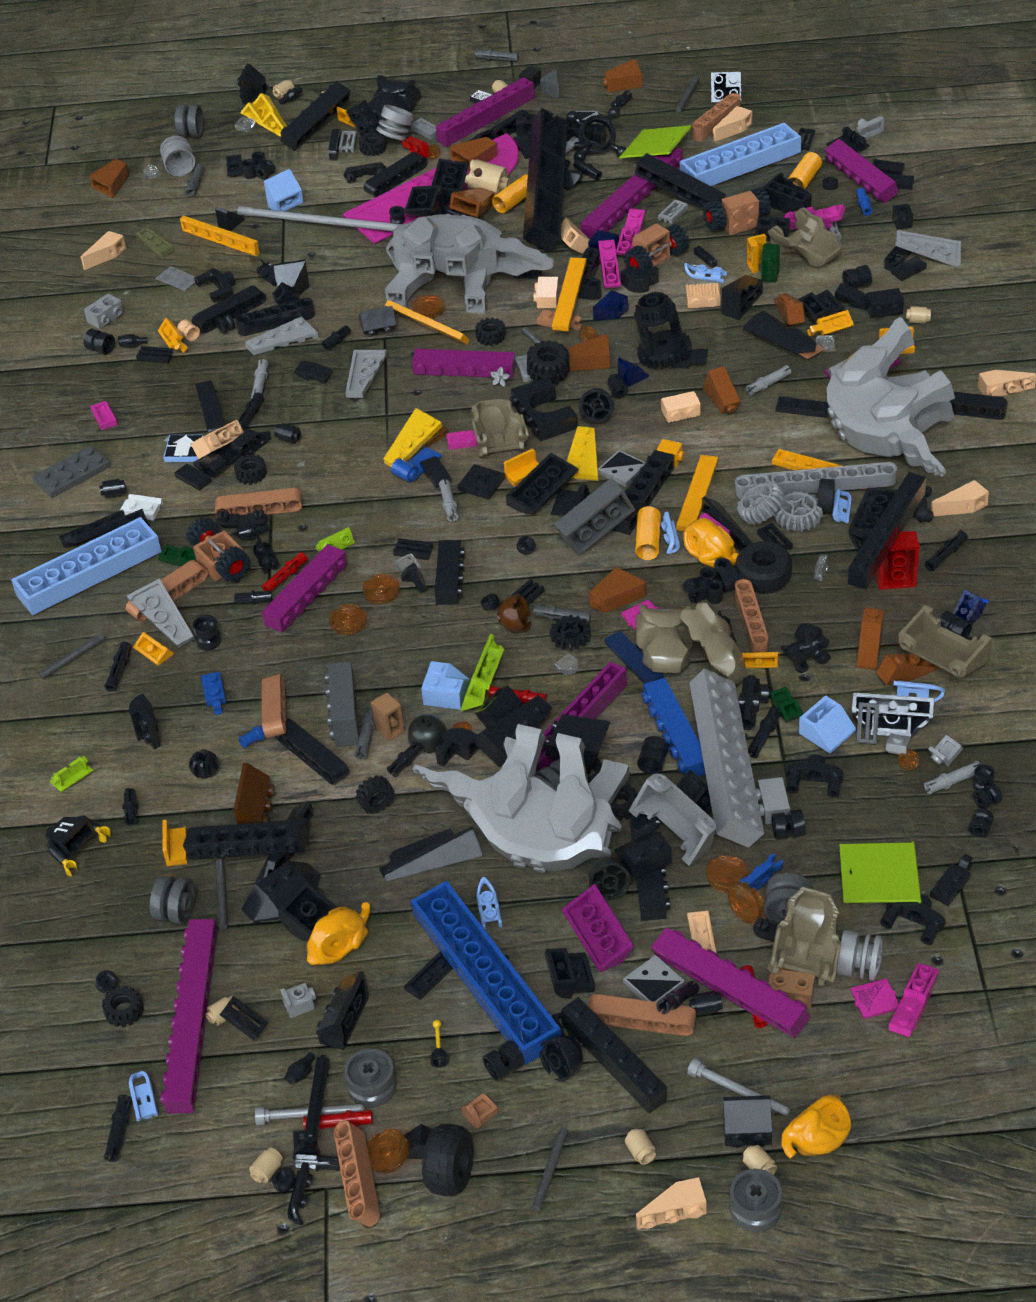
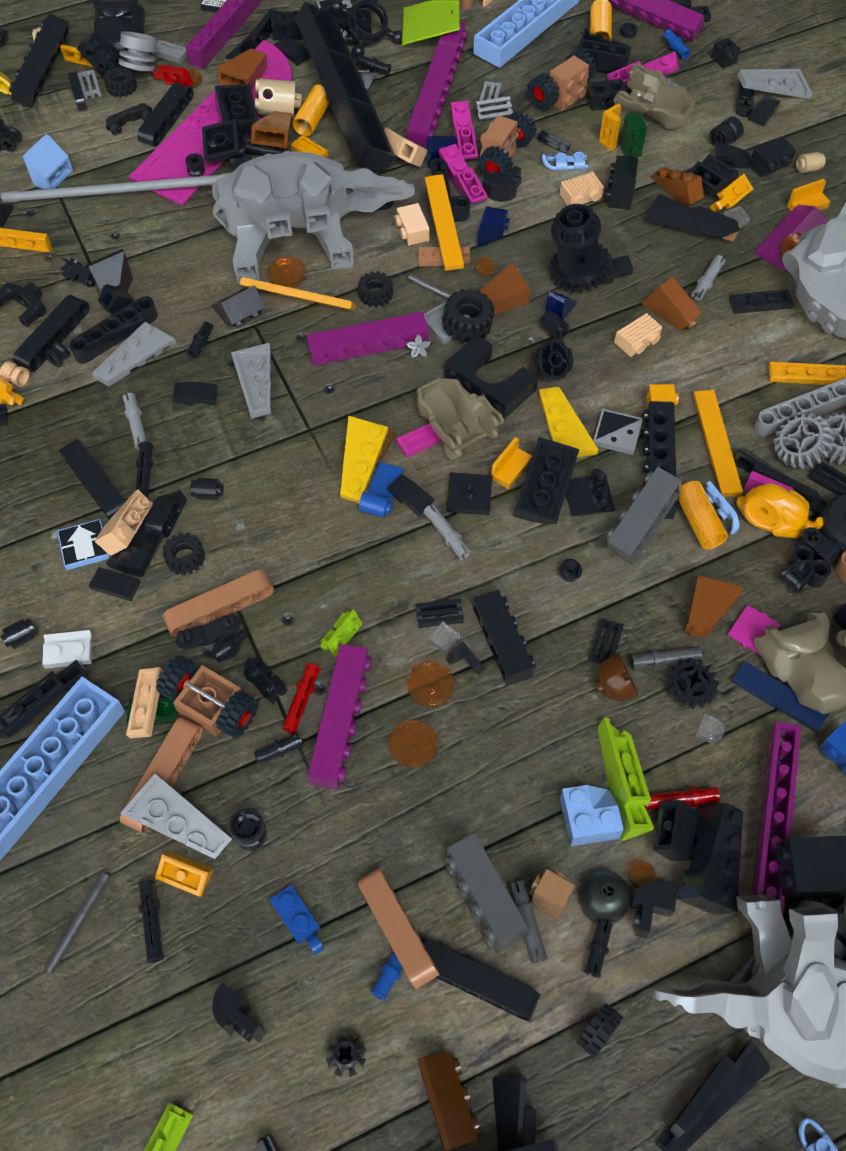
camera: 25 degrees left, 15 degrees up
(173, 548) = (144, 703): none -> light nougat tile
(490, 601) = (573, 665): black tile -> none
(497, 221) = (306, 145): none -> light orange tile
(676, 181) = (485, 61): black brick -> none
(678, 216) = (508, 105): none -> light grey tile

